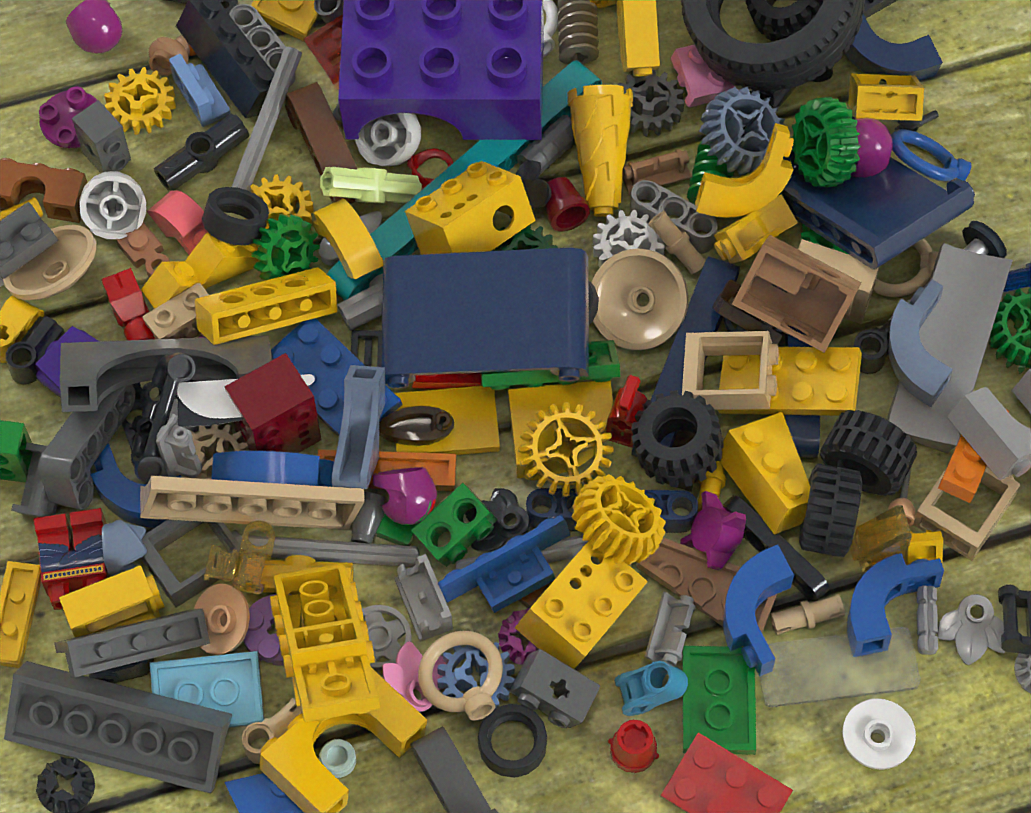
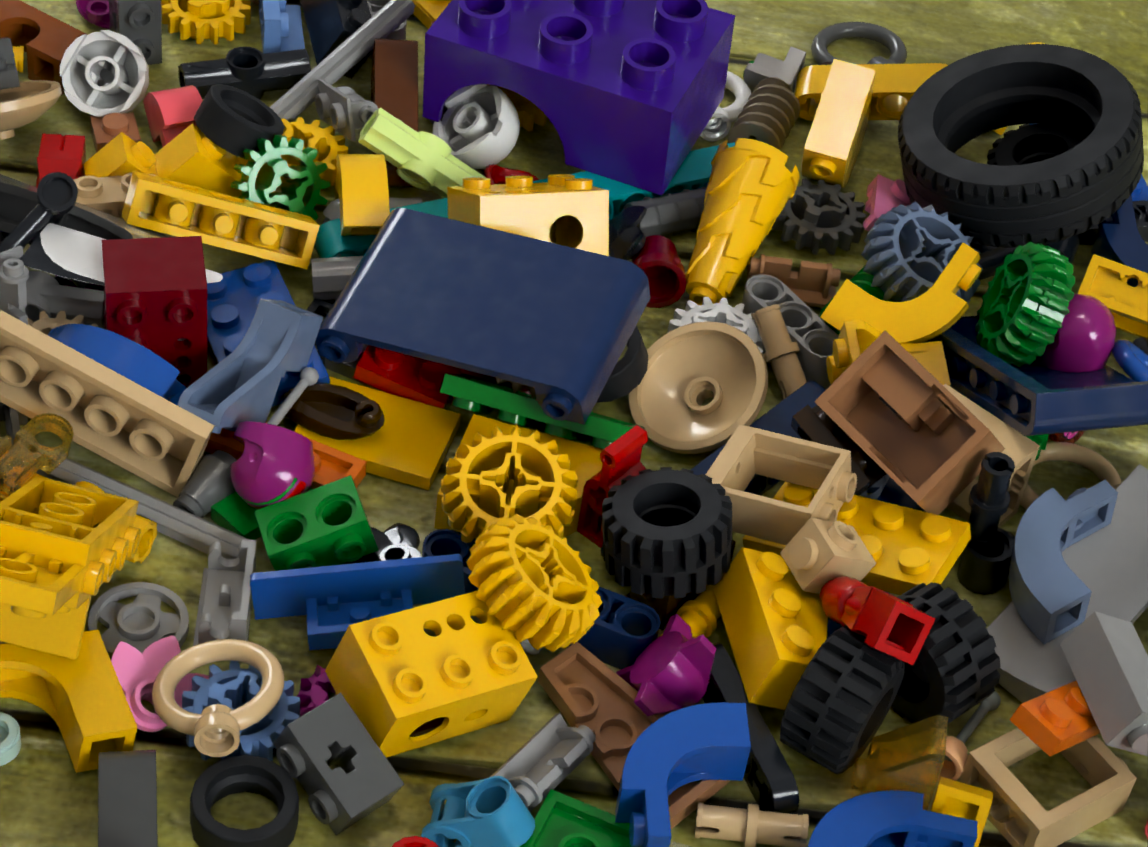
camera: 15 degrees right, 20 degrees down
(293, 160) = (343, 108): none -> light grey hinge
(384, 463) = (308, 377): none -> light grey hinge
(784, 416) = (824, 552): none -> tan brick
(839, 457) = (880, 617): none -> red piece
(864, 323) = (990, 497): none -> black pin

